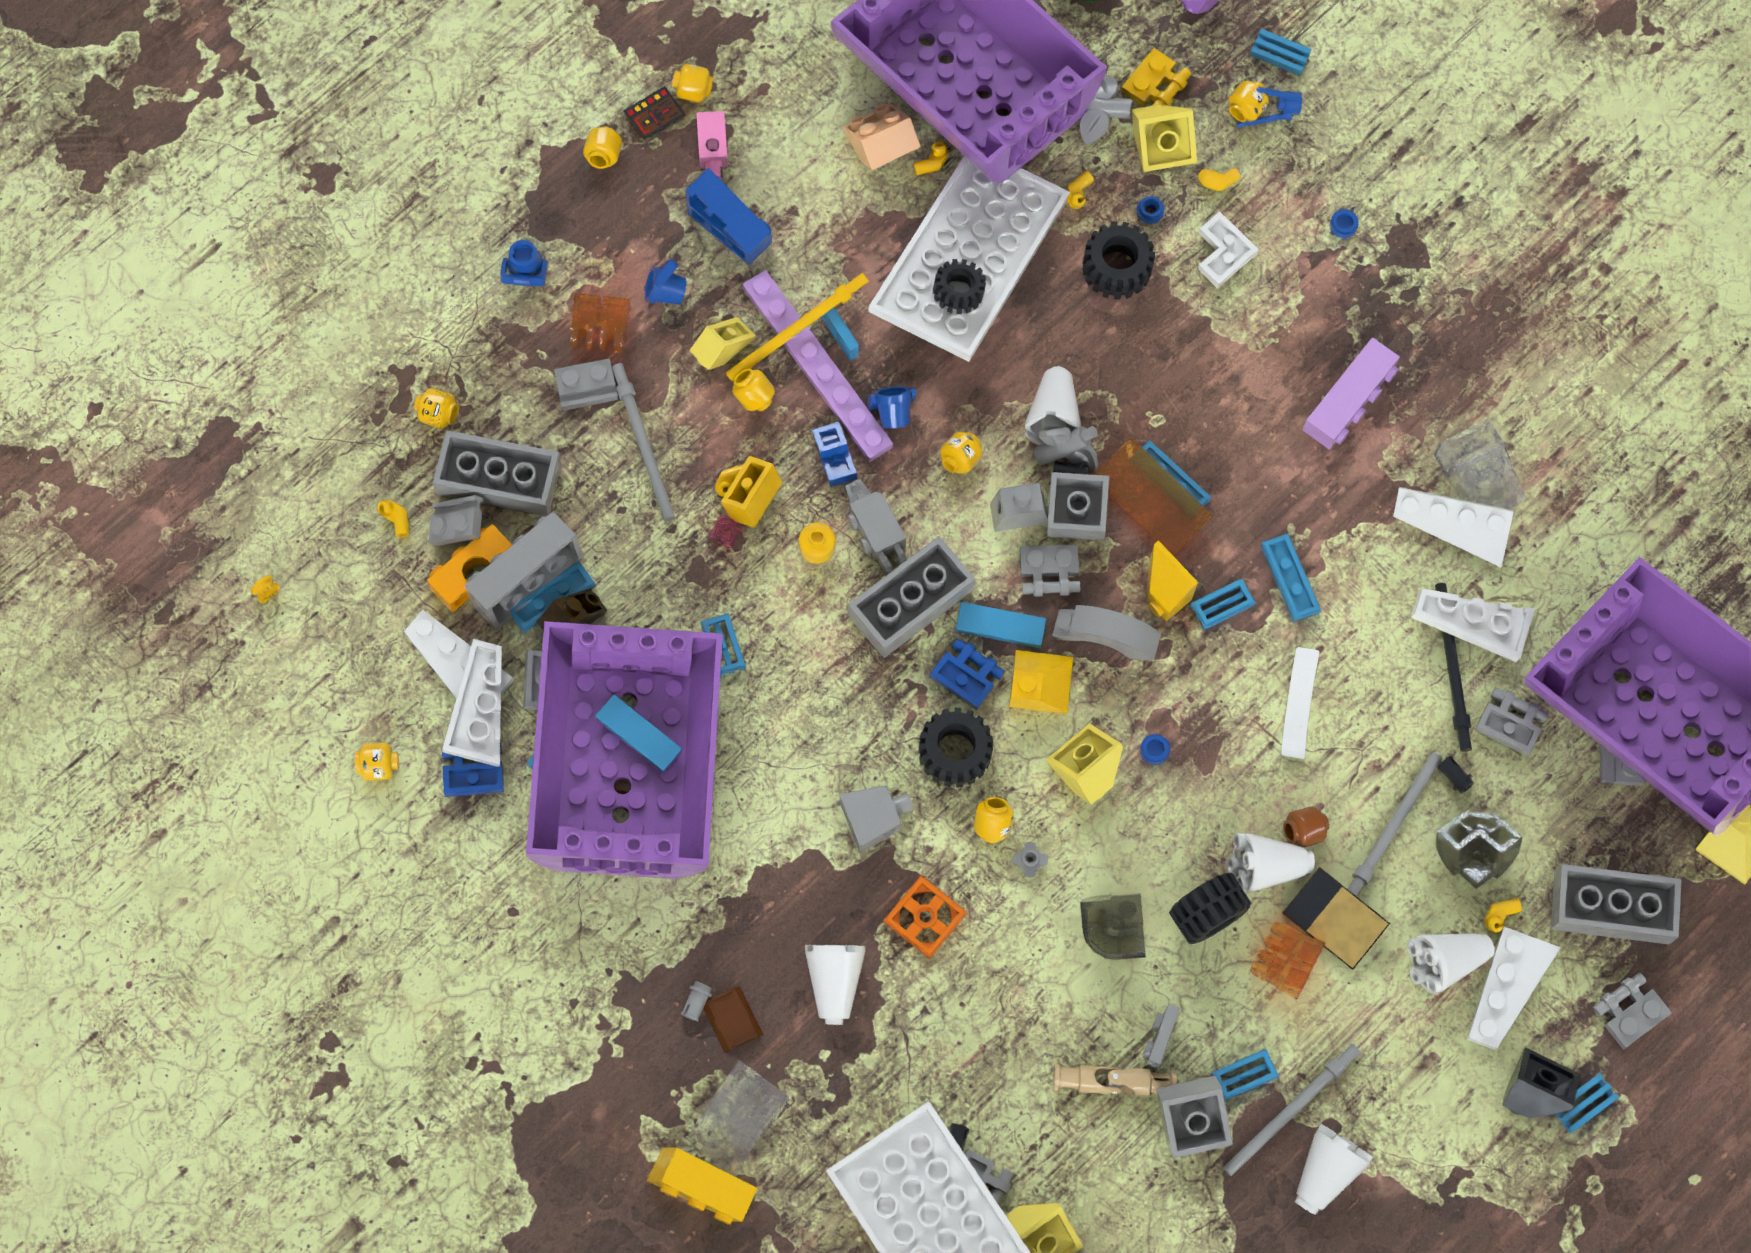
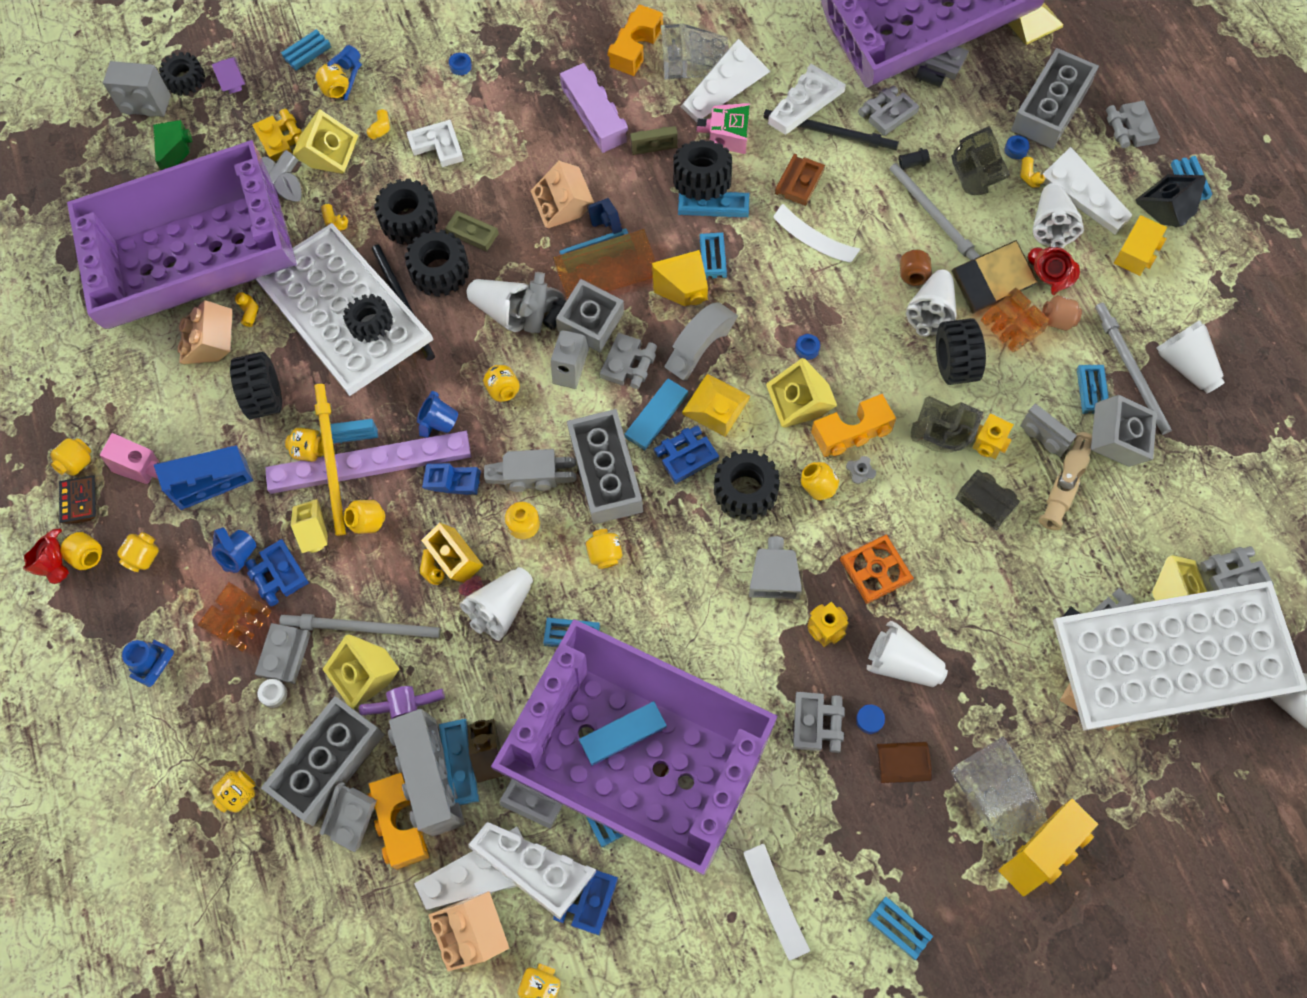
camera: 60 degrees left, 5 degrees down
(395, 514) = (312, 871): yellow arm -> none
(399, 677) = (468, 932): none -> light nougat slope
(543, 394) = (272, 693): none -> white tile
(543, 946) = (775, 902): none -> white sticker
(574, 1046) = (908, 920): none -> dark azure tile
(580, 118) = (46, 558): none -> red hair
(583, 517) = (401, 701): none -> medium lavender piece
(598, 463) = (359, 670): none -> light yellow slope
(624, 199) = (138, 551): none -> yellow head
(668, 341) = (283, 568): none -> blue plate
(696, 1001) = (879, 785): light grey pin -> none
(721, 559) = (497, 603): none -> white cone
(731, 909) = (809, 722): none -> light grey plate
(760, 969) = (870, 719): none -> blue tile
(803, 294) = (304, 444): none -> yellow head
(823, 636) = (604, 549): none -> yellow head
(834, 897) = (824, 631): none -> yellow brick
(841, 216) = (256, 385): none -> black tyre
(1015, 306) = (396, 288): none -> black bar
(1053, 1002) = (988, 499): none -> clear smoke brick
(1073, 301) = (433, 247): none -> black tyre
(1092, 851) = (836, 436): none -> light orange arch
(1130, 338) = (472, 230): none -> olive plate
(1135, 974) = (993, 437): none -> yellow brick
(1152, 203) = (377, 173): blue plate -> none
(1215, 465) = (604, 213): none -> dark blue bracket
(1219, 411) = (562, 195): none -> light nougat slope
(1322, 1007) = (1062, 312): none -> nougat head
(1332, 532) = (702, 170): none -> black tyre
(1333, 469) = (654, 140): none -> olive plate
(1365, 658) = (800, 179): none -> dark orange plate
(1377, 980) = (1054, 267): none -> red hair
(1396, 551) = (727, 126): none -> torso
(1456, 1069) = (1140, 246): none -> yellow brick
(1491, 396) = (642, 25): none -> light orange arch
(1533, 887) = (1017, 147): none -> blue tile
(1584, 750) = (930, 76): none -> black pin

